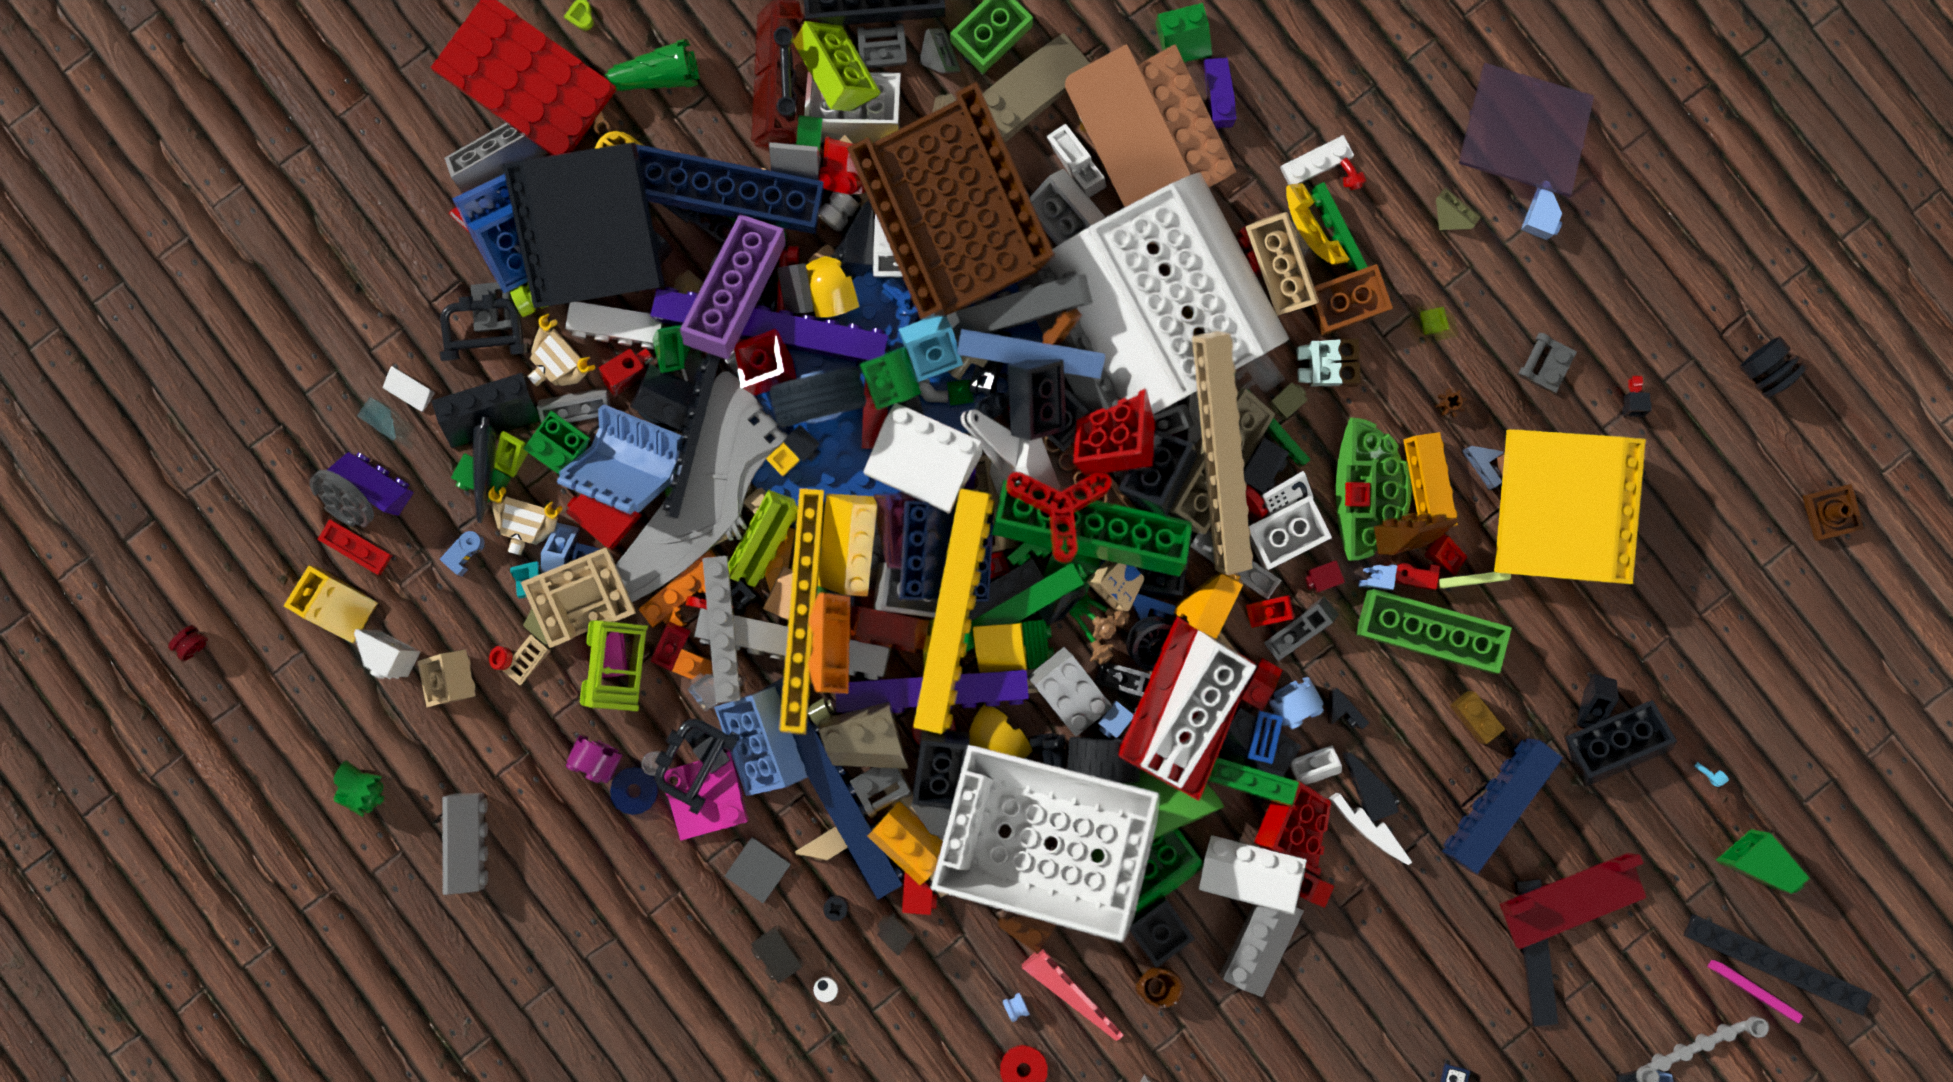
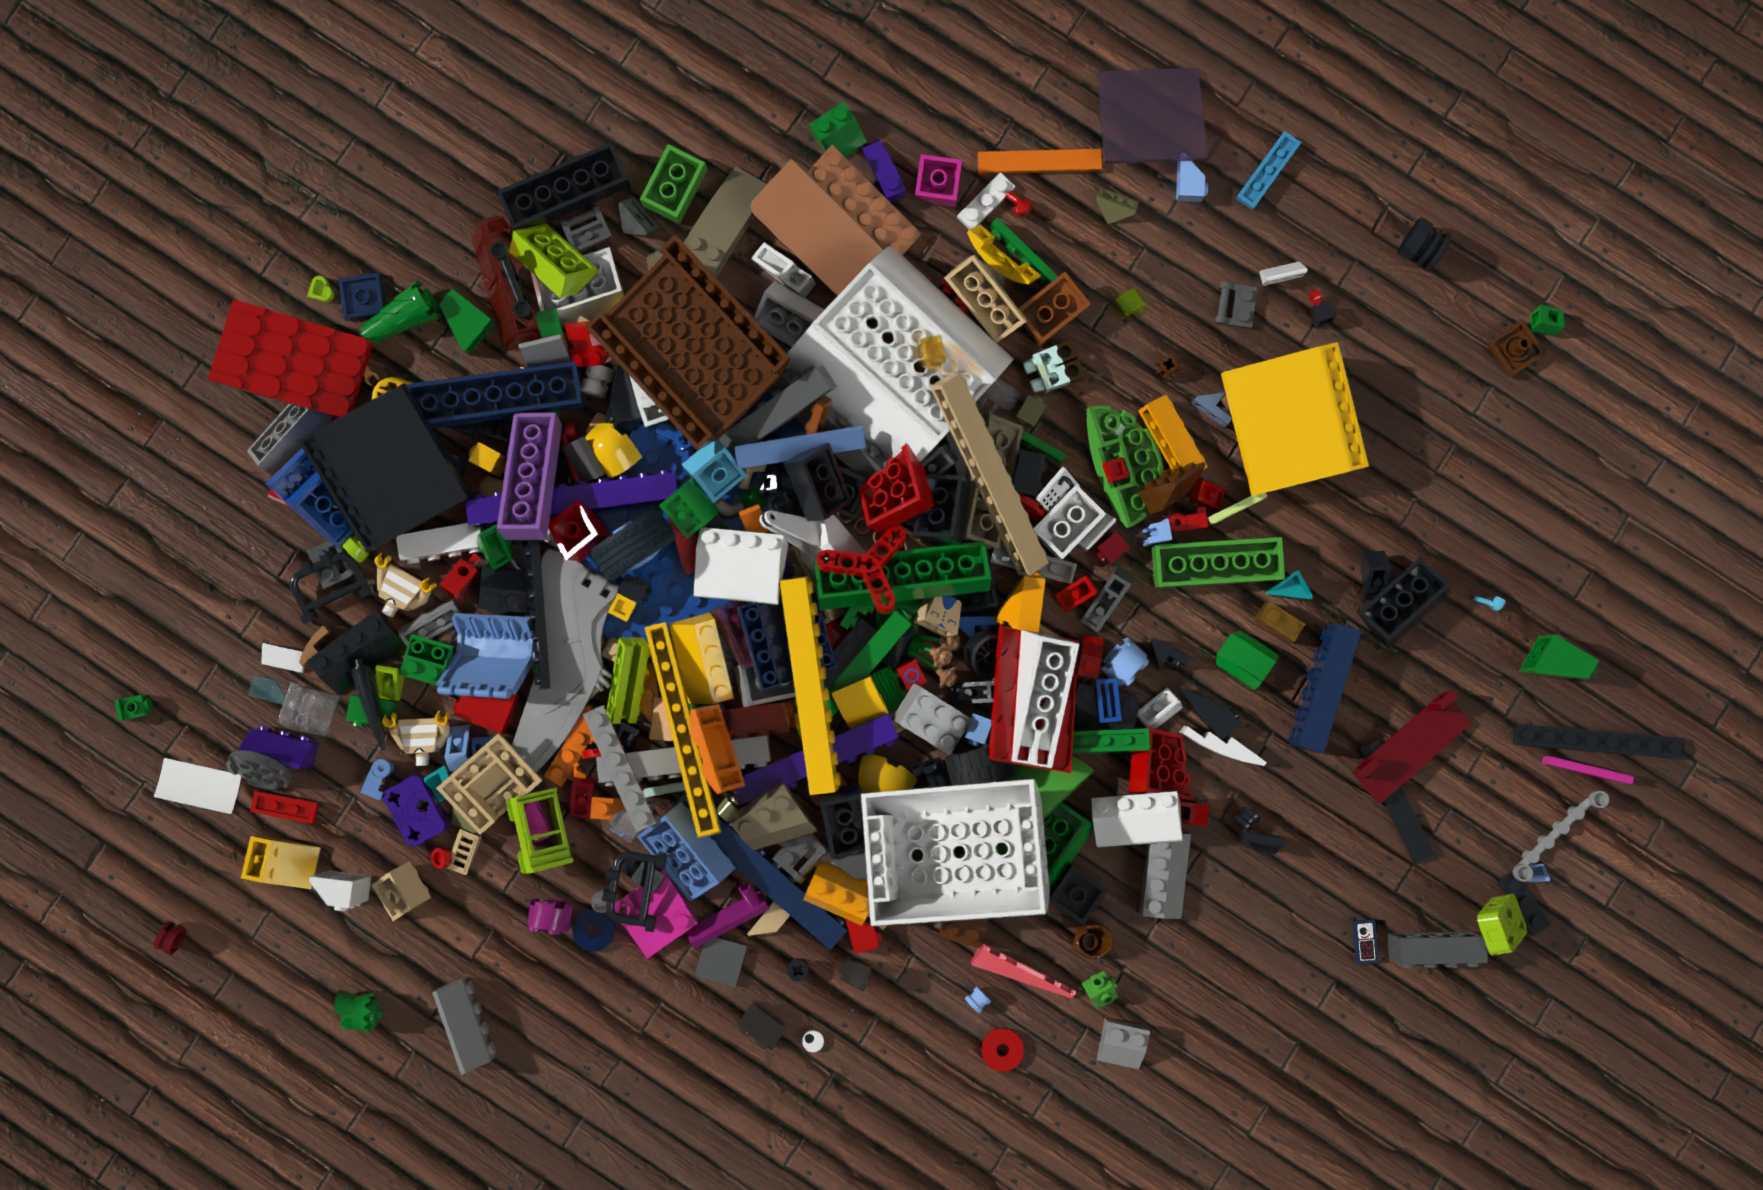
camera: 20 degrees left, 0 degrees up
(224, 387) = (125, 708): none -> green brick
(271, 493) = (198, 786): none -> white sticker
(414, 452) = (308, 709): none -> clear slope
(442, 388) = (313, 645): none -> medium nougat slope
(483, 599) = (409, 811): none -> dark purple axle
(621, 36) = (361, 296): none -> dark blue tile
(694, 253) = (487, 459): none -> yellow brick
(721, 99) = (465, 320): none -> green slope
(761, 667) = (664, 789): none -> light aqua tile
(784, 827) = (730, 917): none -> magenta piece
(952, 412) = (751, 520): none -> orange slope
(1064, 635) = (911, 673): none -> red brick
(1150, 1042) = (1100, 989): none -> bright green brick
(1206, 301) = (931, 352): none -> clear yellow brick
(1275, 121) = (938, 180): none -> dark pink slope
(1314, 554) = (1096, 532): none -> white slope
(1370, 914) = (1247, 818): none -> black wheel
(1376, 945) = (1261, 842): none -> black slope
(1389, 137) = (1039, 161): none -> orange tile
(1427, 745) = (1246, 659): none -> green slope
(1504, 685) = (1291, 587): none -> teal slope
(1609, 346) = (1282, 273): none -> white slope
(1631, 230) = (1268, 170): none -> dark azure plate
(1877, 493) = (1547, 320): none -> green brick

